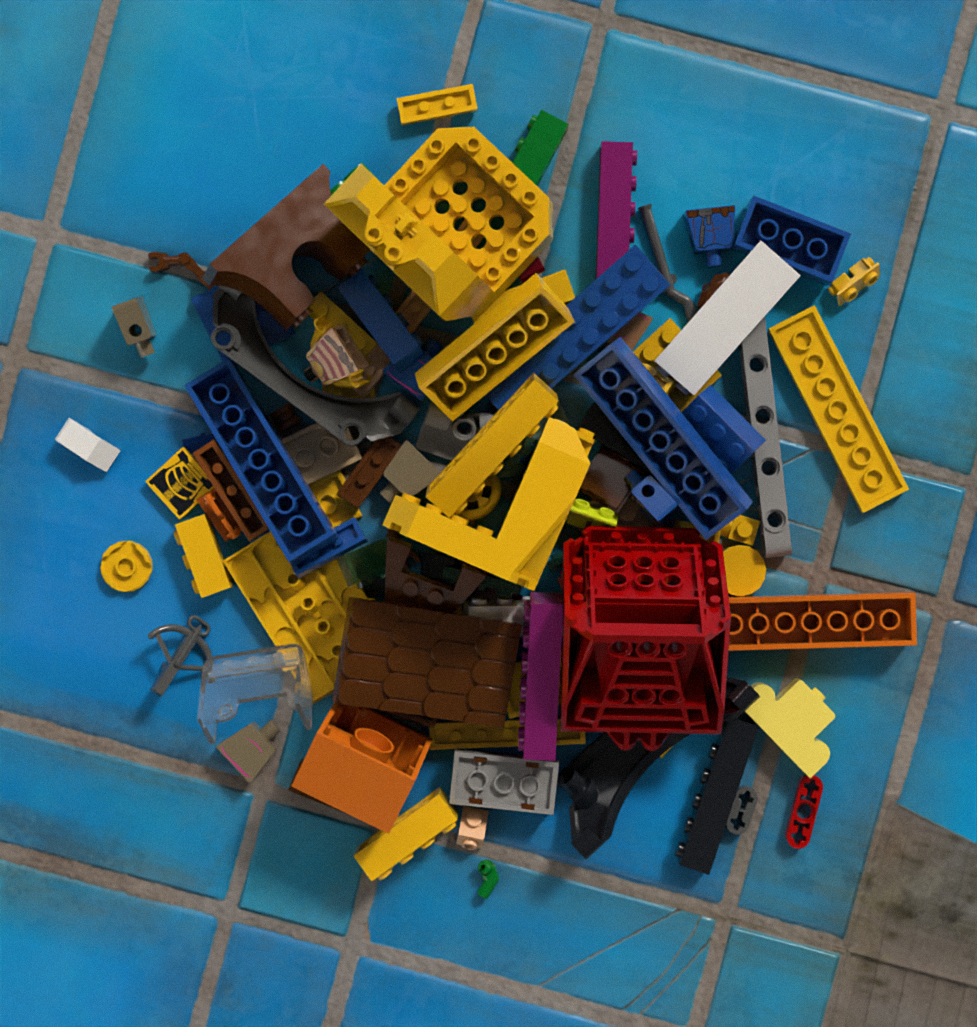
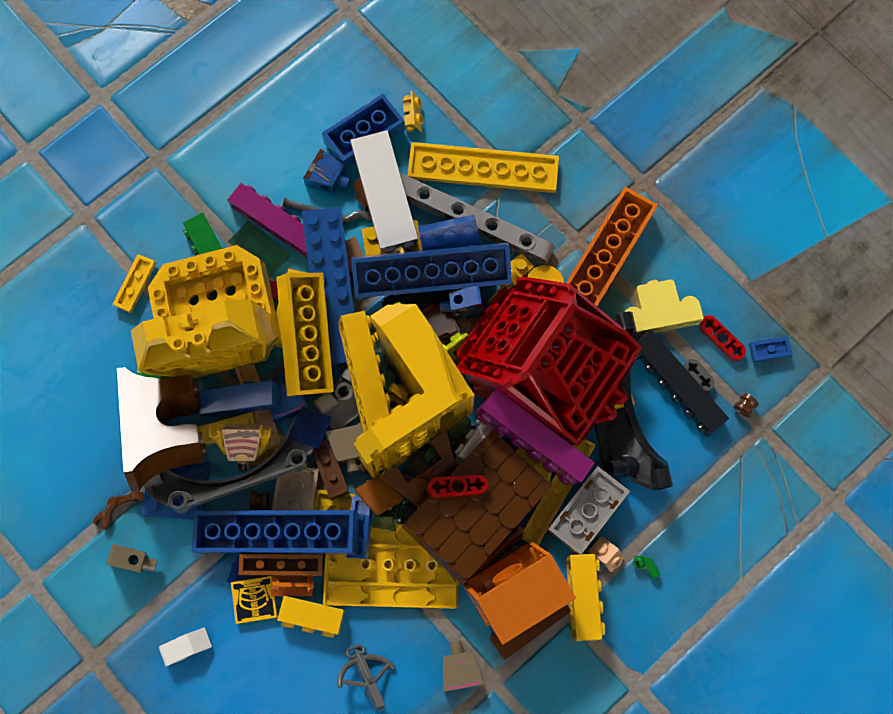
camera: 60 degrees left, 15 degrees down
(126, 566) = (283, 675): yellow tile -> none
(253, 677) = (414, 634): clear windscreen -> none
(370, 545) = (378, 495): none -> dark orange piece
(398, 419) = (309, 427): none -> clear blue piece
(437, 649) = (442, 482): none -> red beam
(505, 490) = (400, 391): none -> yellow plate
(571, 215) = (261, 246): none -> clear green piece
(739, 883) = (746, 405): none -> reddish brown wheel
(825, 873) = (770, 349): none -> blue plate

